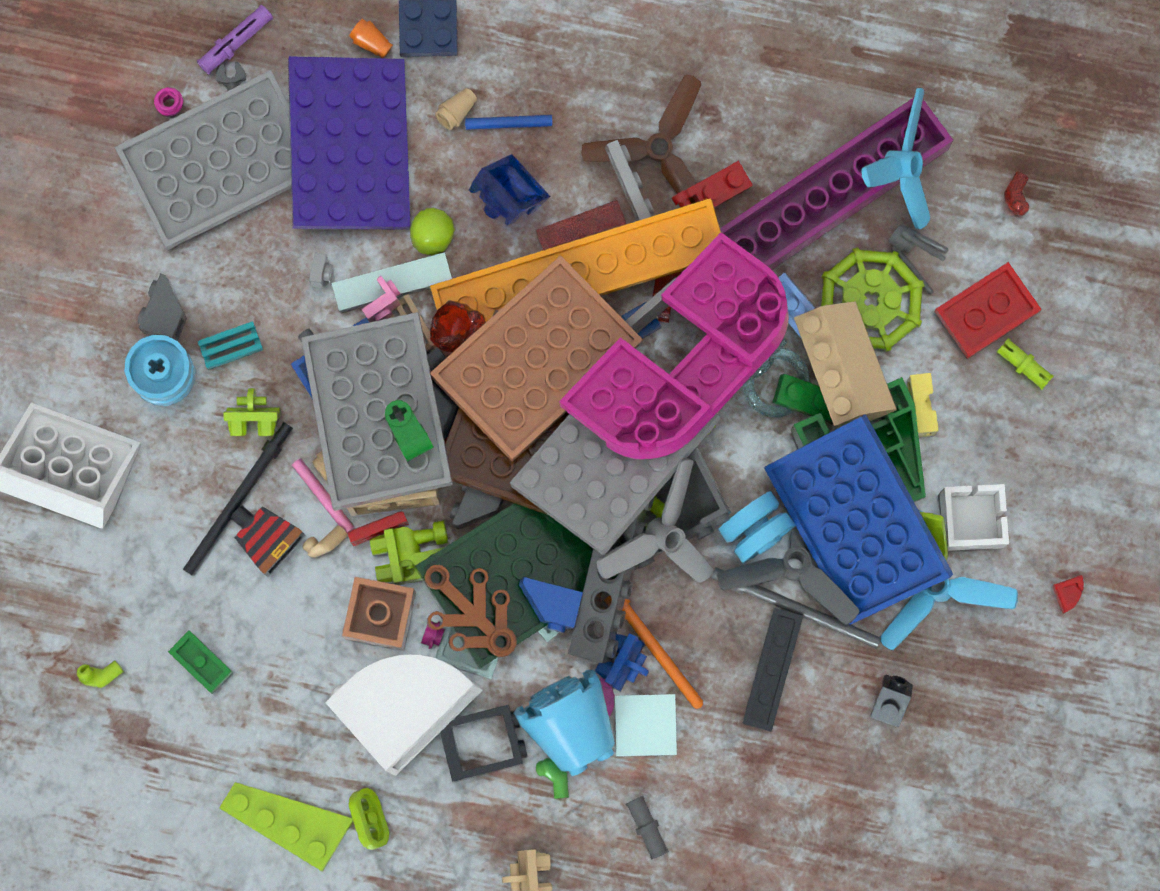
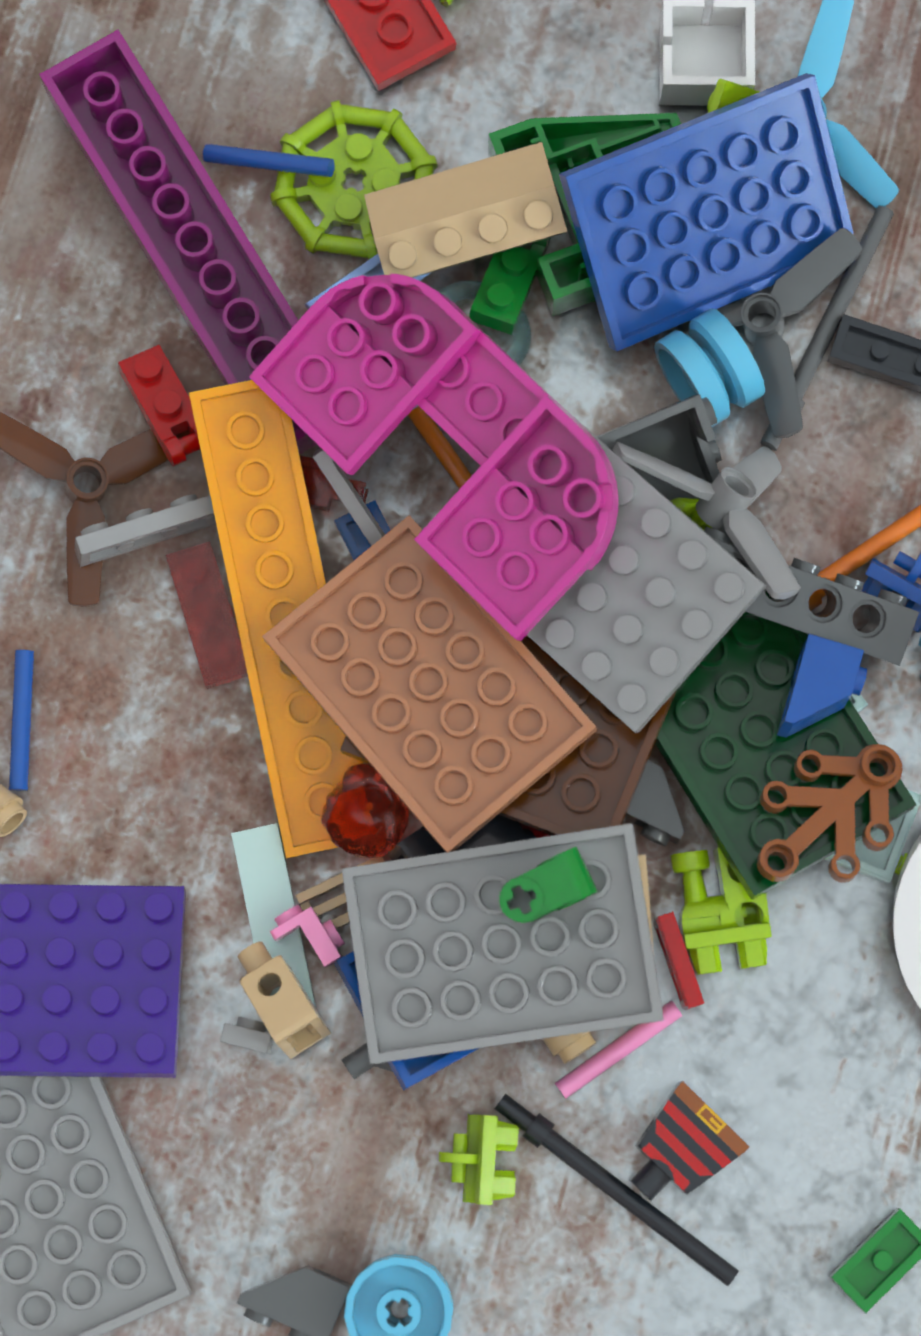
camera: 85 degrees left, 0 degrees up
(204, 343) = (349, 1153): teal tile -> none
(327, 544) = (700, 1046): tan arm -> none
(339, 286) = (289, 1012): none -> tan torso
(379, 613) = (819, 963): nougat brick -> none
(431, 231) = (194, 853): lime hair -> none
(432, 636) = (855, 889): dark pink plate -> none
(508, 190) = (141, 720): clear blue brick -> none
(878, 243) = (268, 160): none -> blue bar
(906, 166) = (158, 98): medium azure piece -> none
(906, 239) = (264, 120): dark grey plant -> none
(920, 388) = (503, 111): light yellow piece -> none

